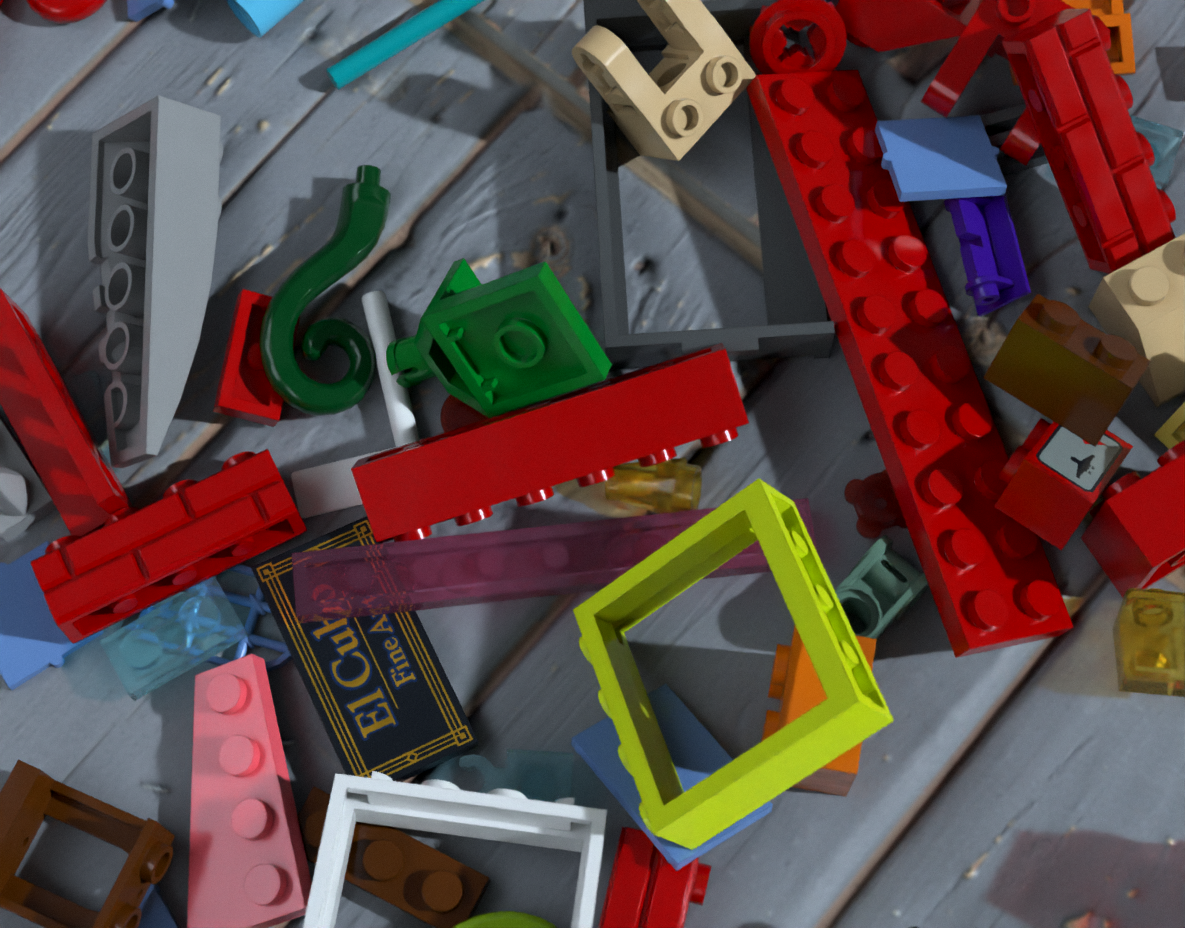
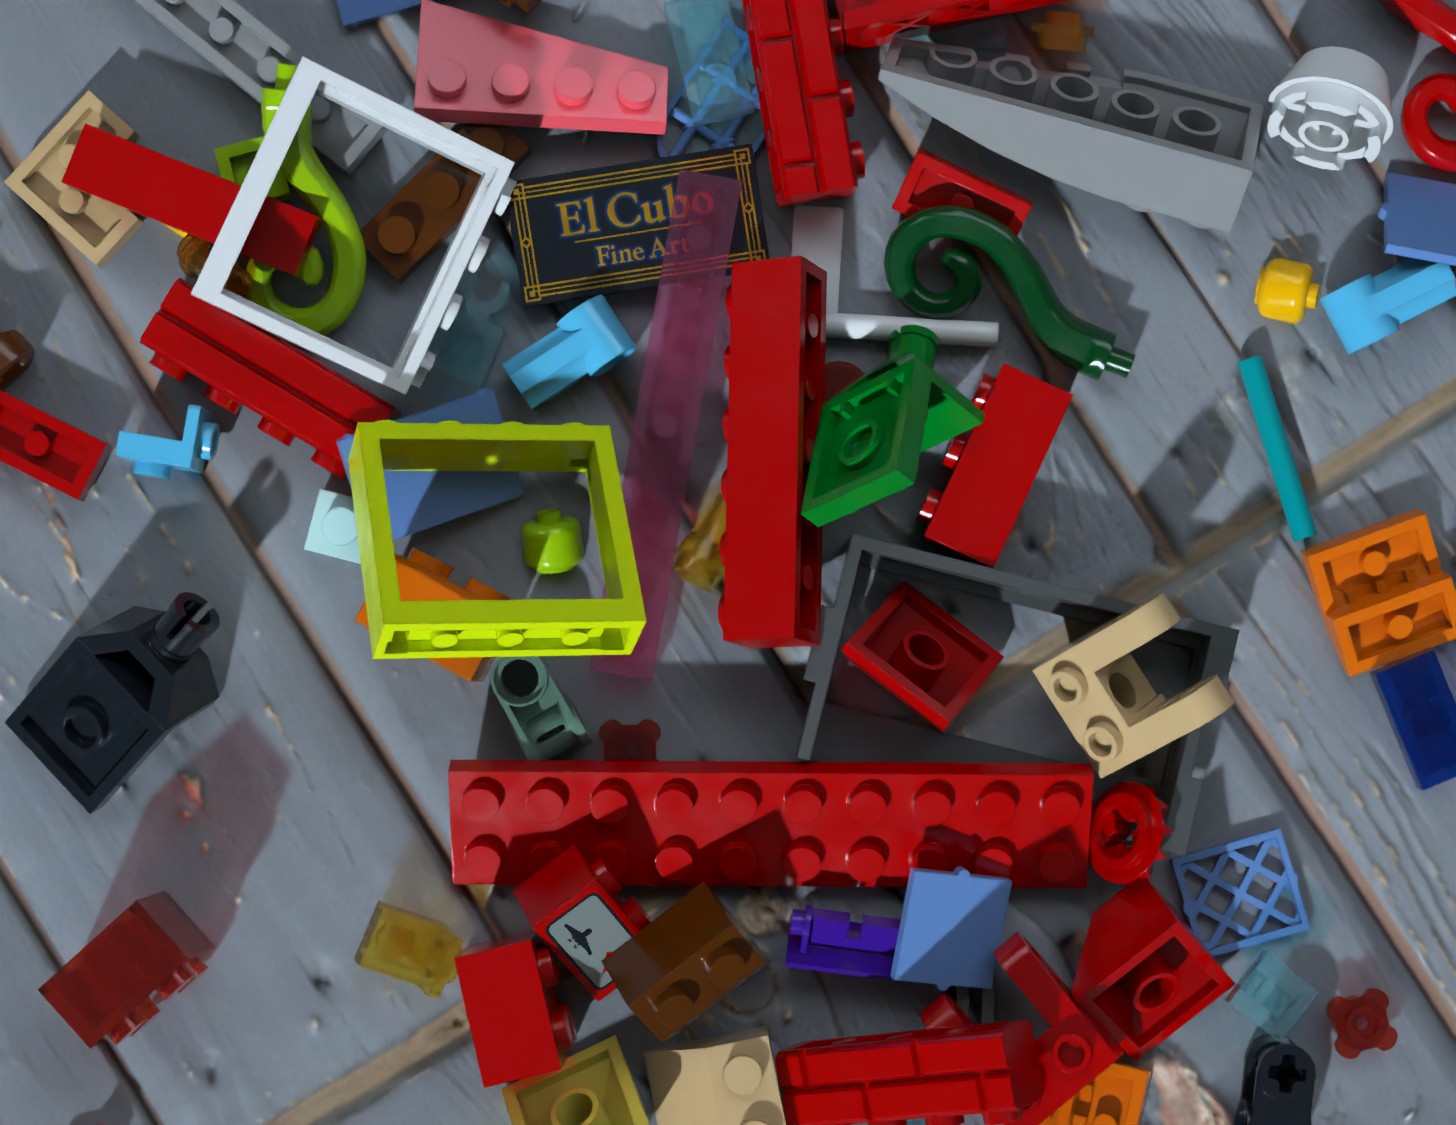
camera: 105 degrees right, 15 degrees up
(67, 319) = (1062, 31): none -> clear orange plate
(81, 63) = (1332, 108): none -> white cone
(259, 68) = (1286, 290): none -> yellow piece
(497, 245) = (993, 466): none -> red brick
(498, 668) = (583, 345): none -> medium azure piece
(700, 261) = (922, 656): none -> red slope
(703, 644) = (552, 542): none -> lime piece
(761, 856) = (334, 527): none -> light aqua plate

